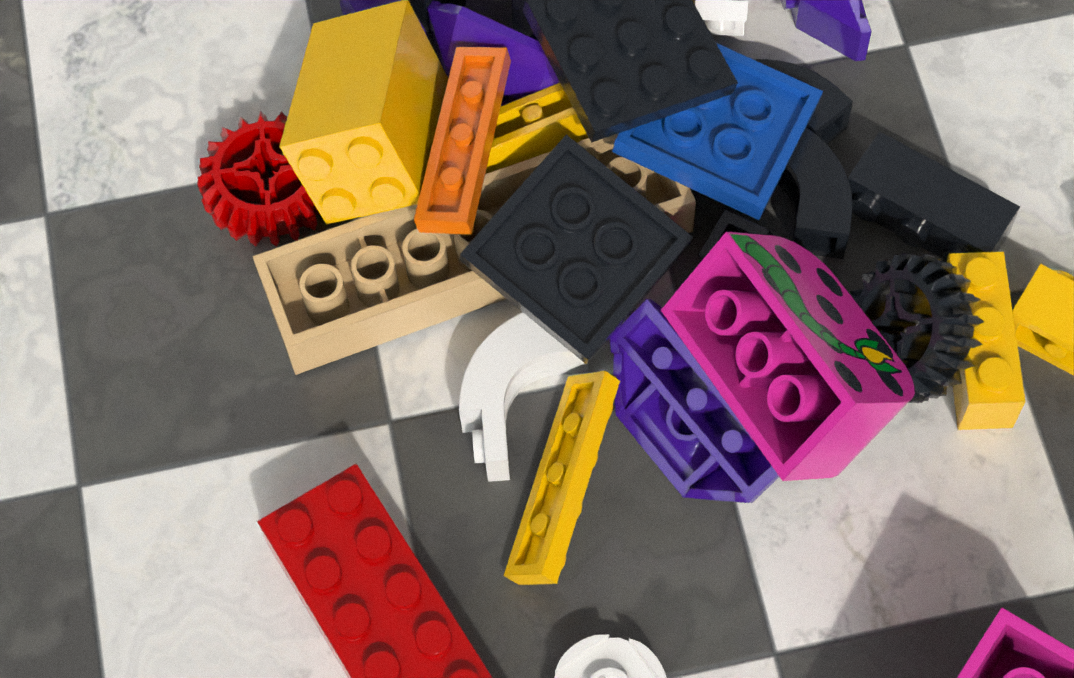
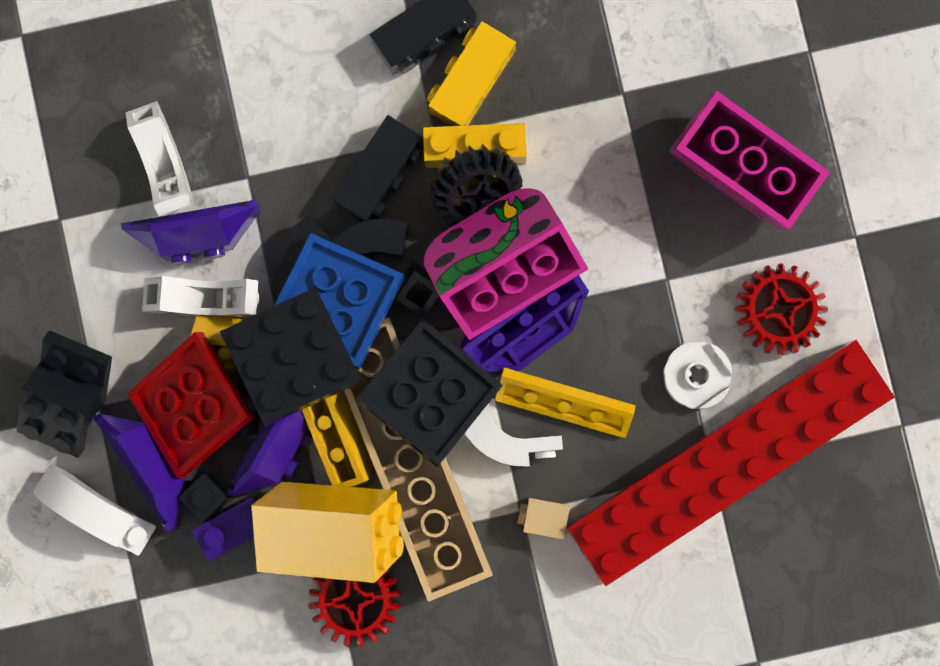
camera: 90 degrees left, 20 degrees up
(378, 443) = (544, 518): none -> tan brick
(463, 141) = (350, 466): orange plate -> none

